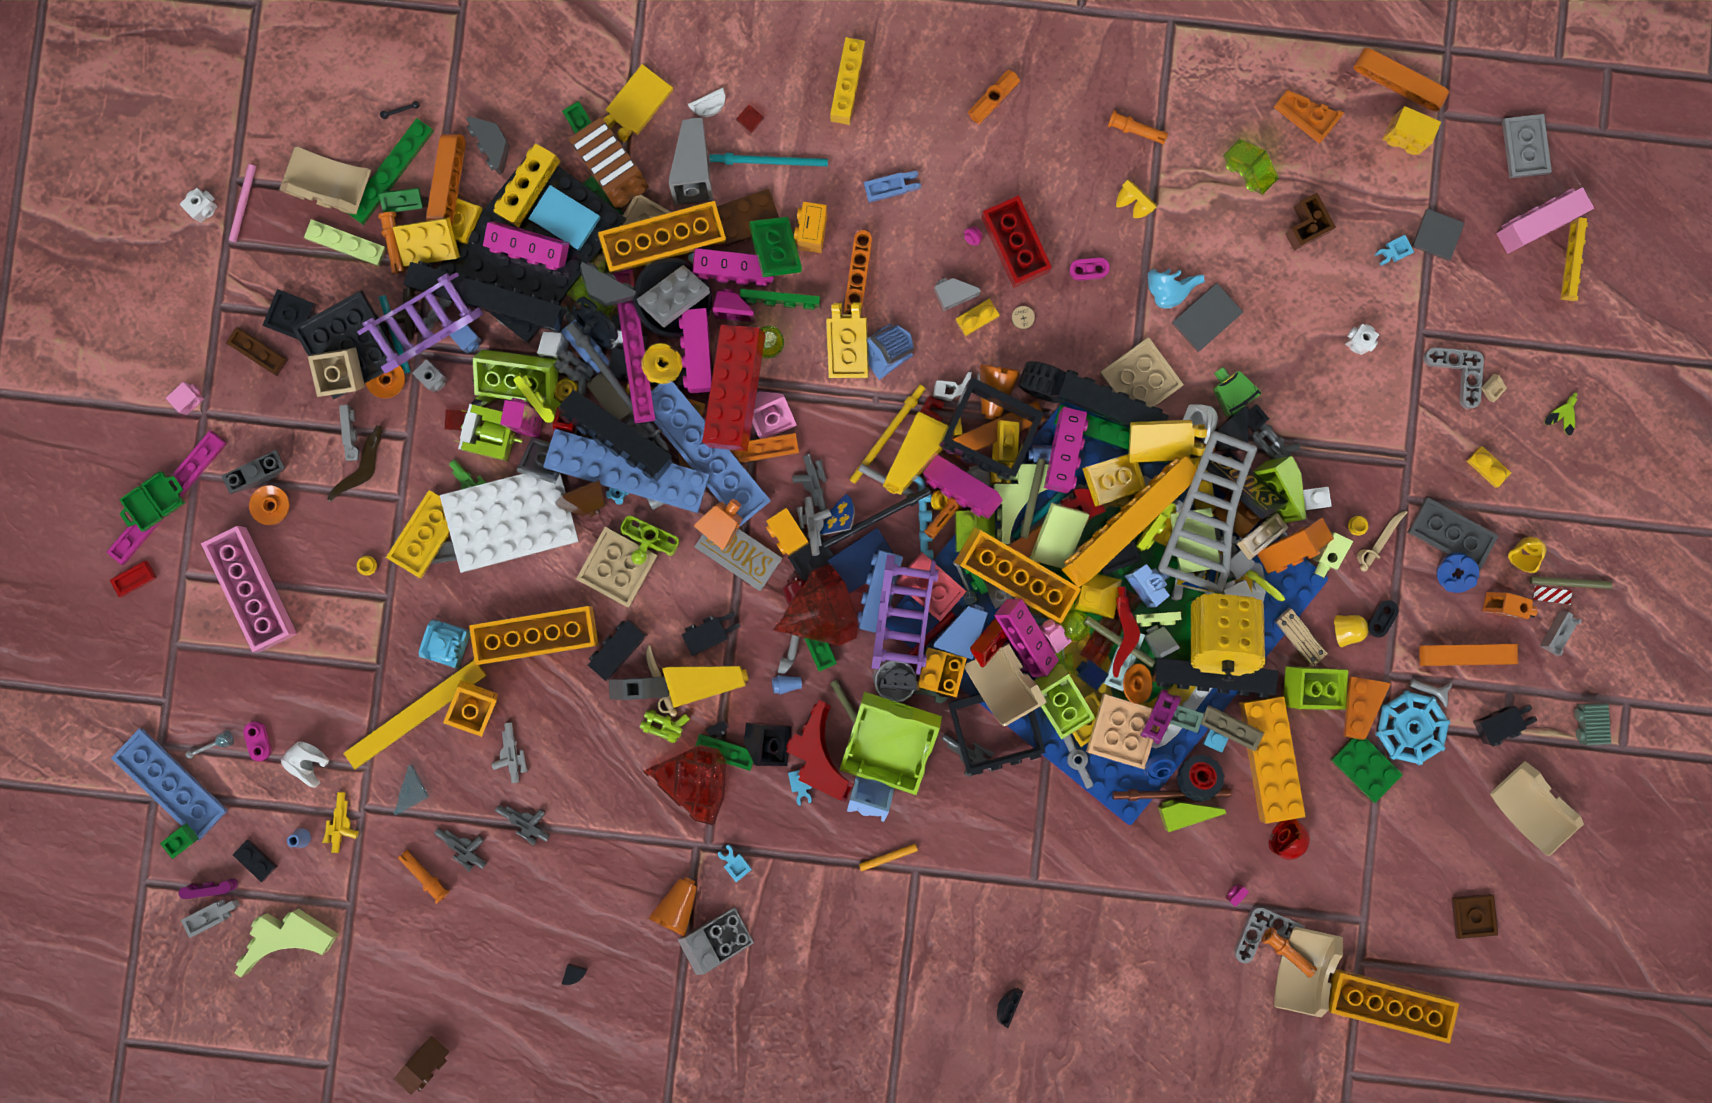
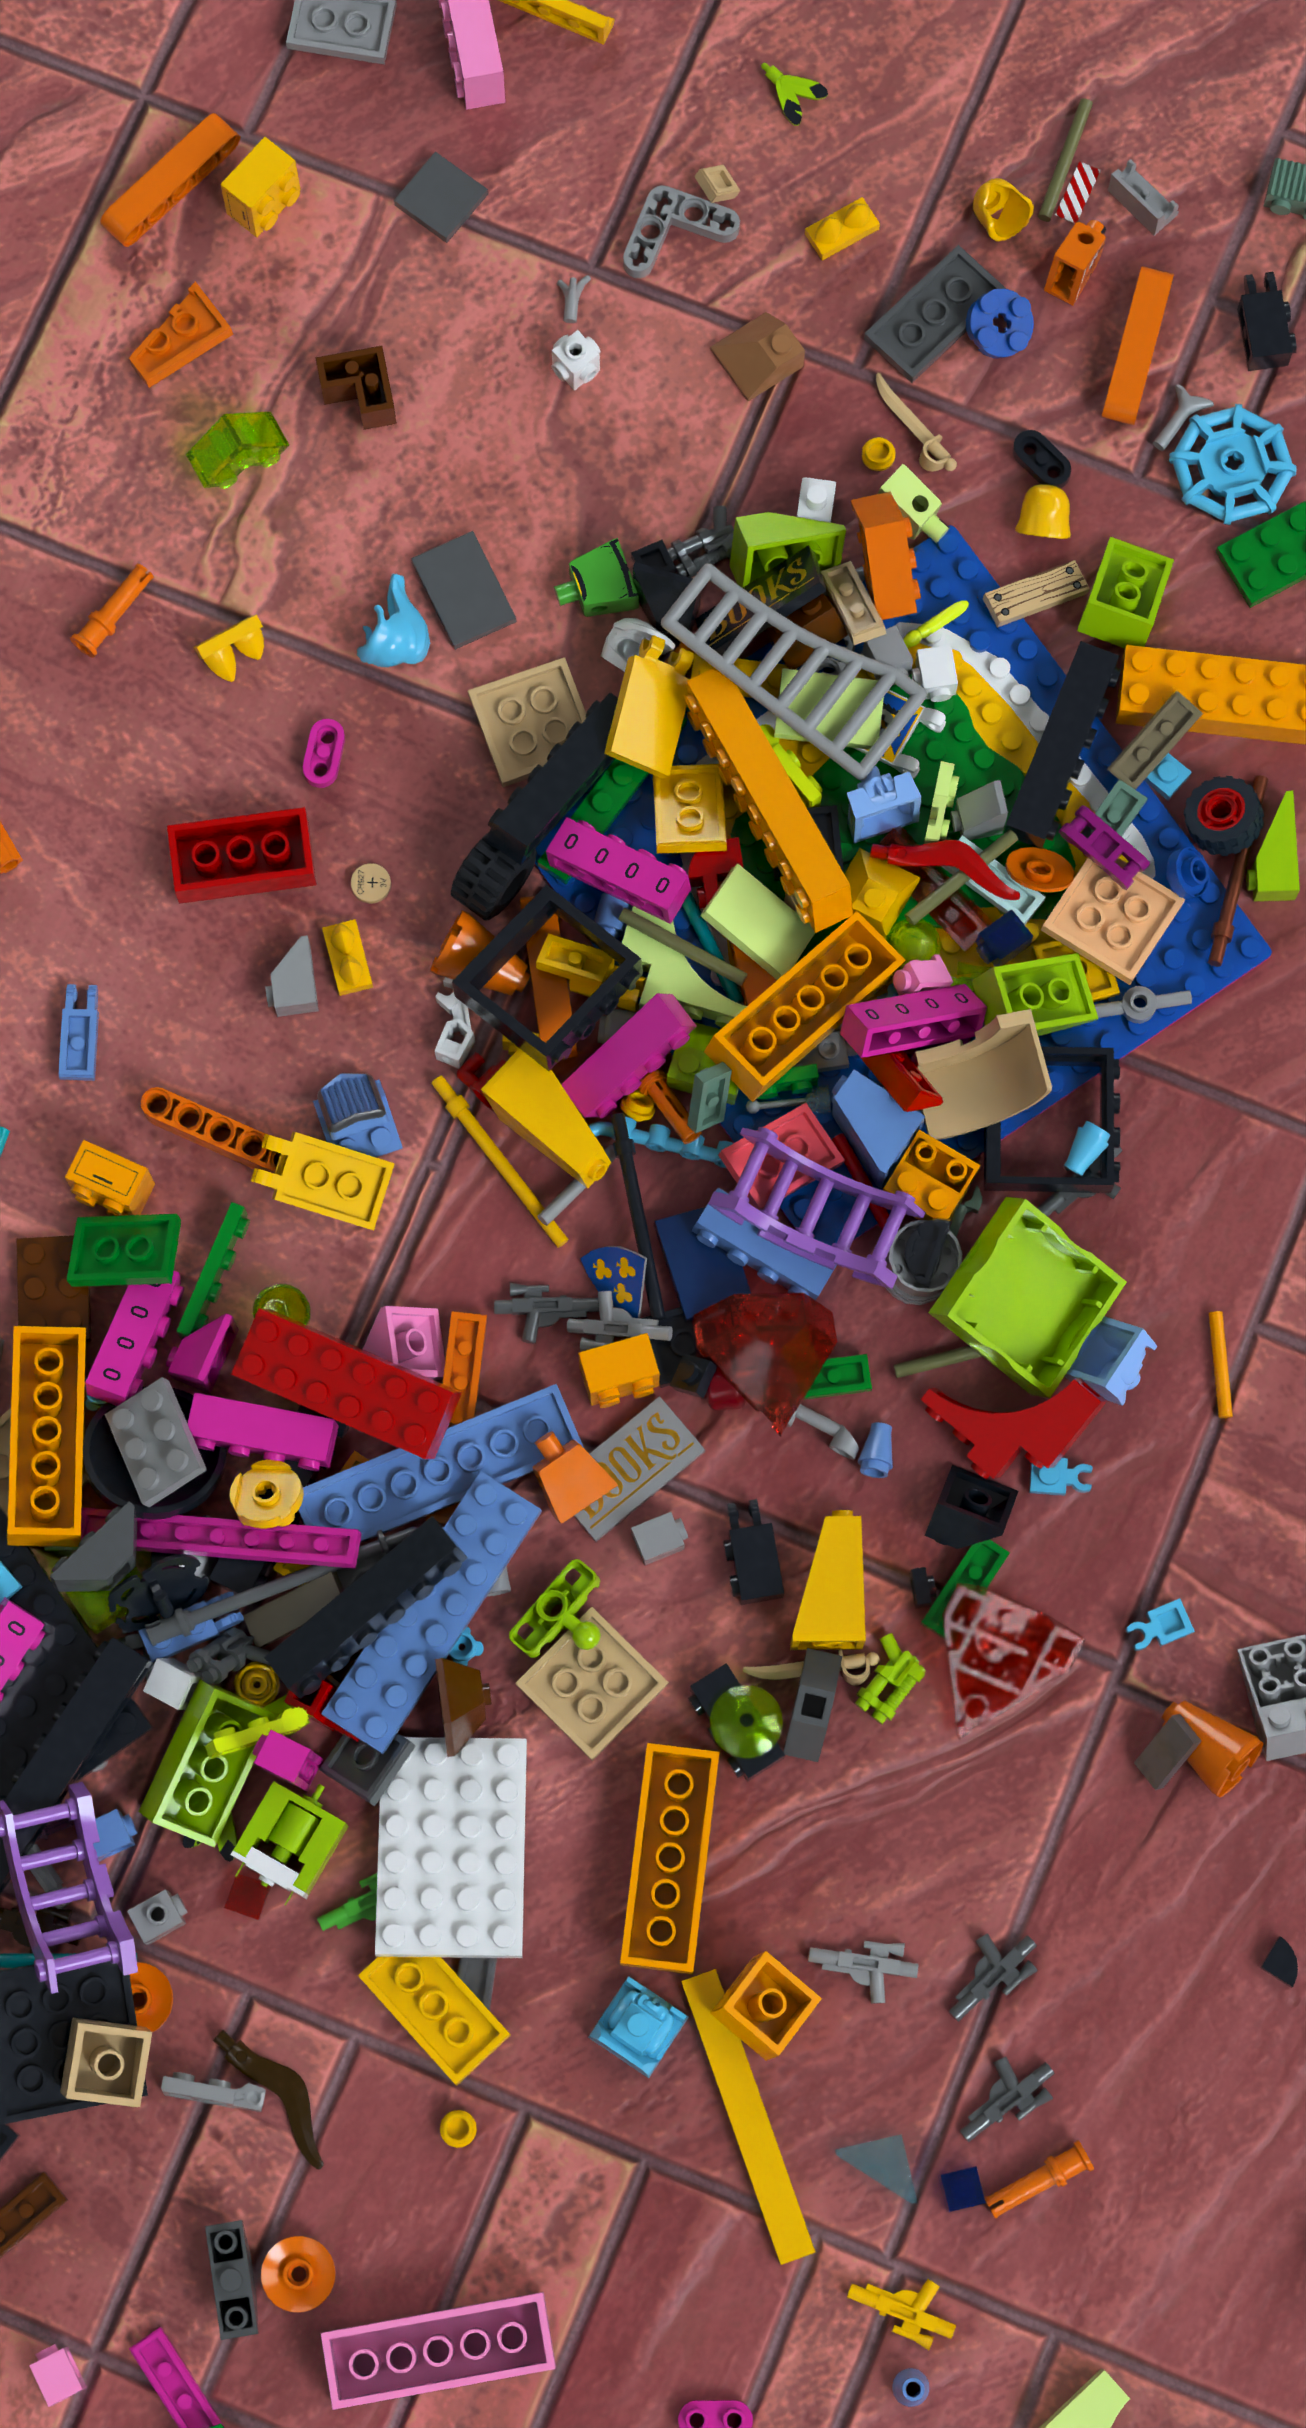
camera: 75 degrees left, 10 degrees down
(299, 761) = (771, 2349): white helmet -> none
(406, 837) = (961, 2189): none -> clear blue brick
(627, 655) = (741, 1740): none -> clear neon green dish
(665, 885) = (1167, 1751): none -> flat silver tile
(704, 580) = (659, 1537): none -> light grey brick
(795, 573) = (693, 1376): none -> black plate
(950, 537) = (709, 1097): none -> sand green plate
(973, 236) = (207, 923): dark pink plate -> none
(983, 753) = (1087, 1146): none -> medium azure cone
(1227, 635) = (1000, 699): yellow piece -> none
(1362, 705) = (1175, 530): orange wing -> none
(1396, 250) = (446, 266): medium azure plate -> none
(1397, 441) = (759, 355): none -> medium nougat slope
(1403, 325) = (572, 295): none -> light grey bar

